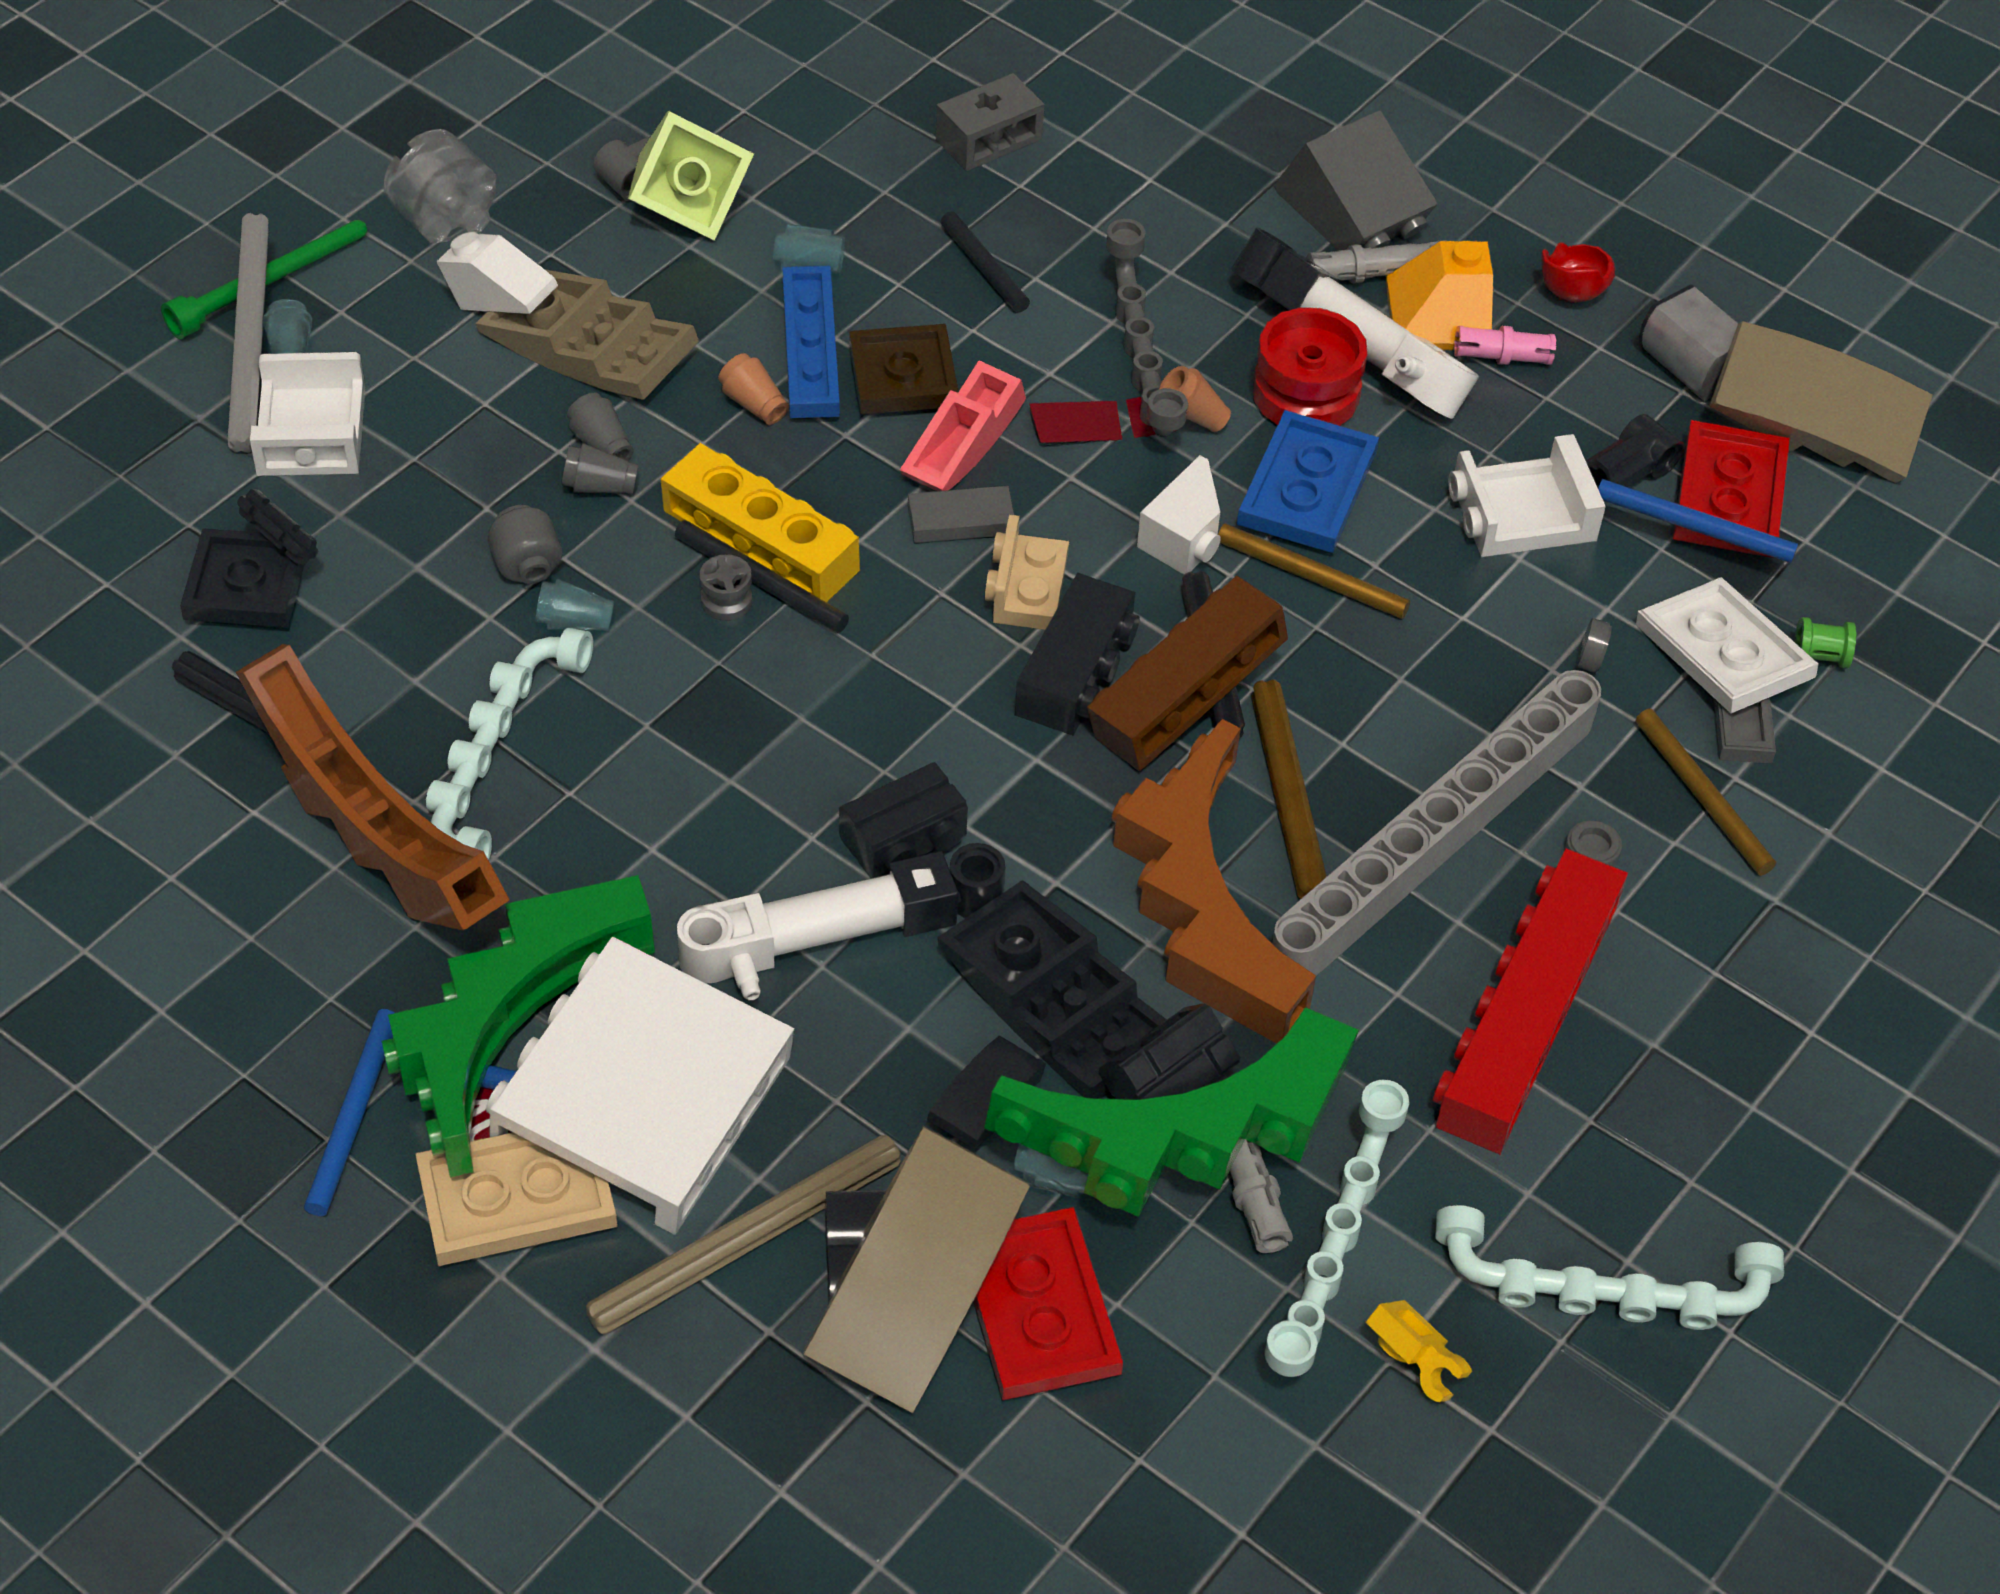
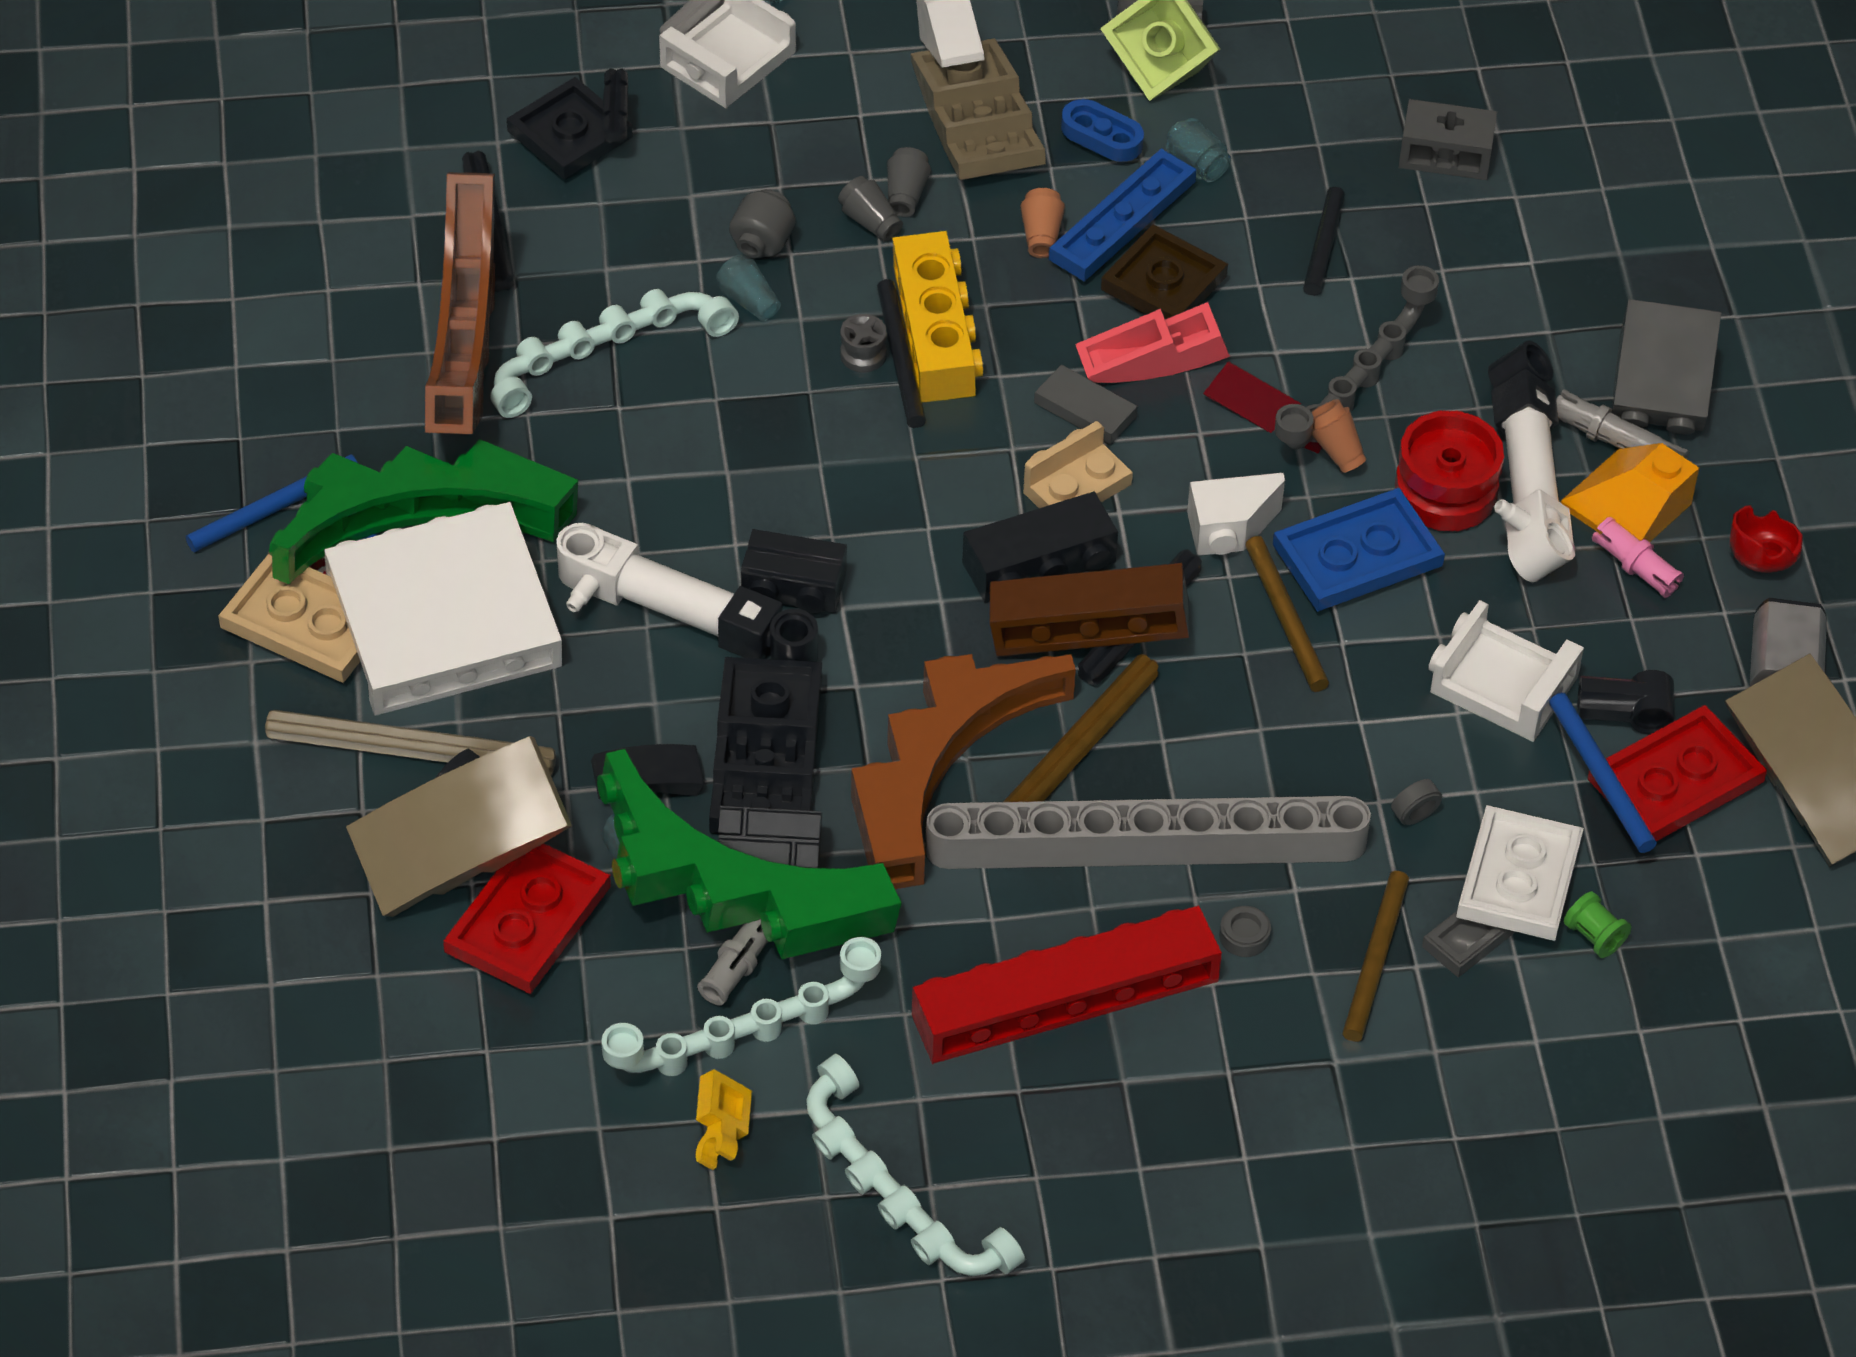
camera: 45 degrees right, 0 degrees up
(712, 284) = (1102, 130): none -> blue plate

